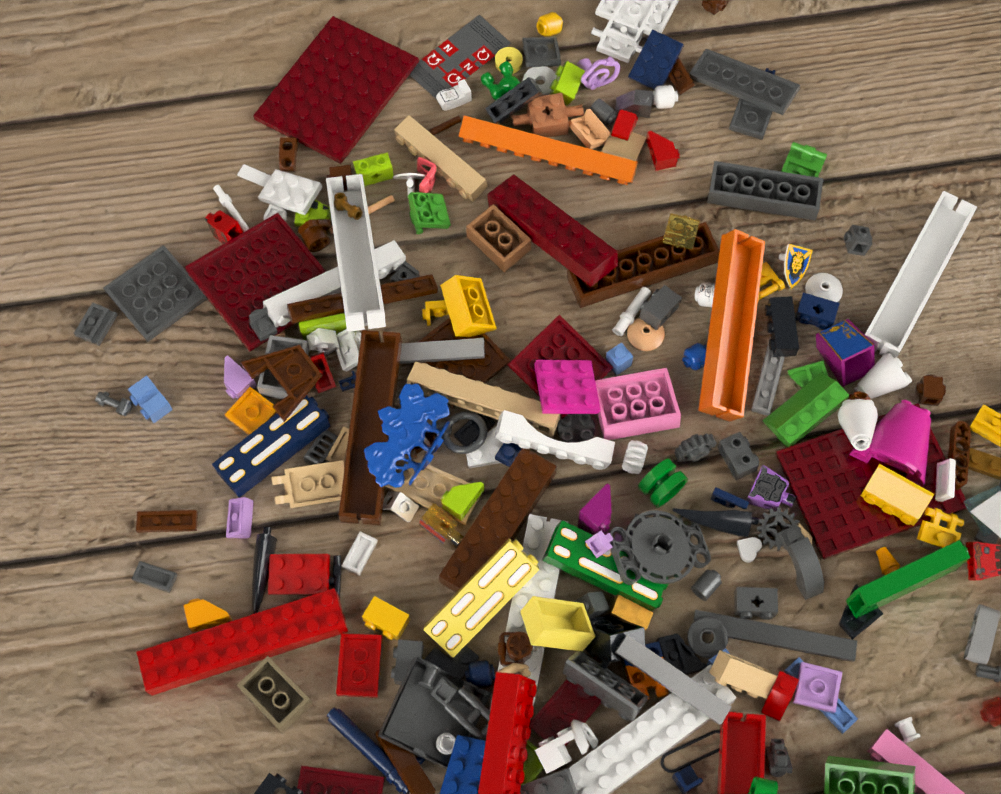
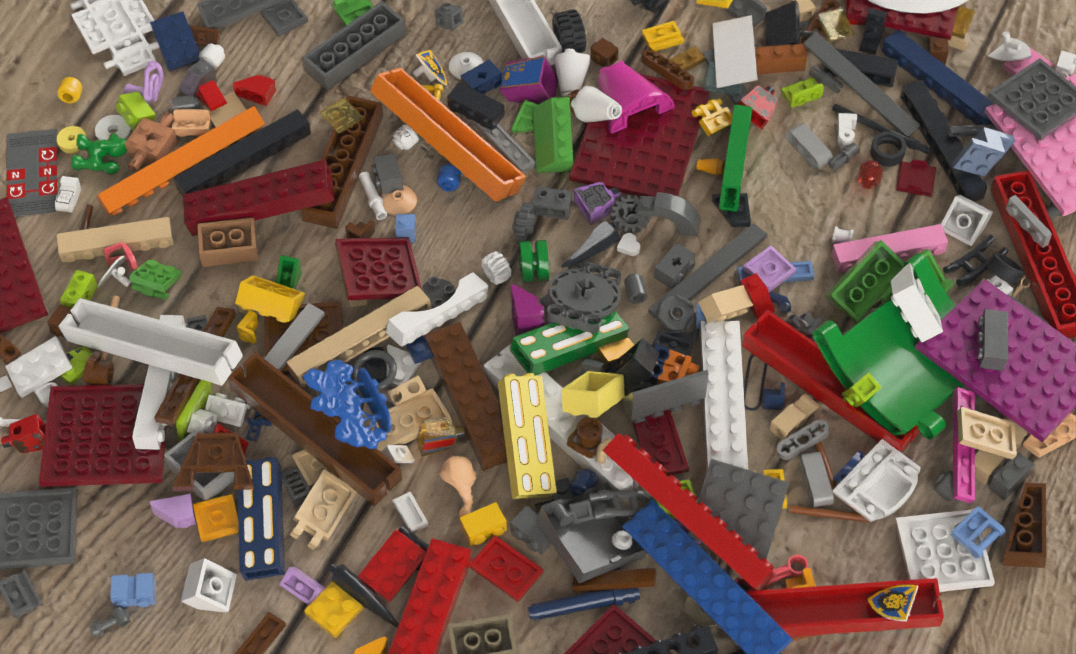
camera: 55 degrees left, 10 degrees down
(188, 451) = (208, 586): none -> white slope
(233, 556) = (333, 609): none -> yellow plate
(262, 324) = (149, 454): dark grey bracket -> none
(342, 204) = (110, 323): pearl gold bar -> none
(415, 568) = (460, 474): none -> light nougat hair
(461, 499) = (431, 403): lime slope -> none
(465, 470) = (407, 390): none -> tan leg
(505, 303) = (288, 271): none -> green slope
(514, 100) = (120, 150): black brick -> none
(541, 51) = (87, 111): dark grey plate -> none
(553, 751) = (690, 464): white piece -> none
(567, 387) = (402, 271): dark pink plate -> none
(590, 327) = (360, 230): none -> reddish brown panel
(591, 189) = (244, 154): none -> black brick
(600, 543) = (553, 324): lavender tile -> none
(637, 404) = (454, 239): bright pink slope -> none
(673, 679) = (696, 345): light grey tile -> none
(727, 499) = (580, 231): dark blue tile -> none
(794, 720) = (782, 302): none -> dark blue arm
(896, 495) = (668, 121): yellow slope -> none
(922, 346) = (569, 30): none -> black tyre
(945, 480) = (681, 87): white tile -> none

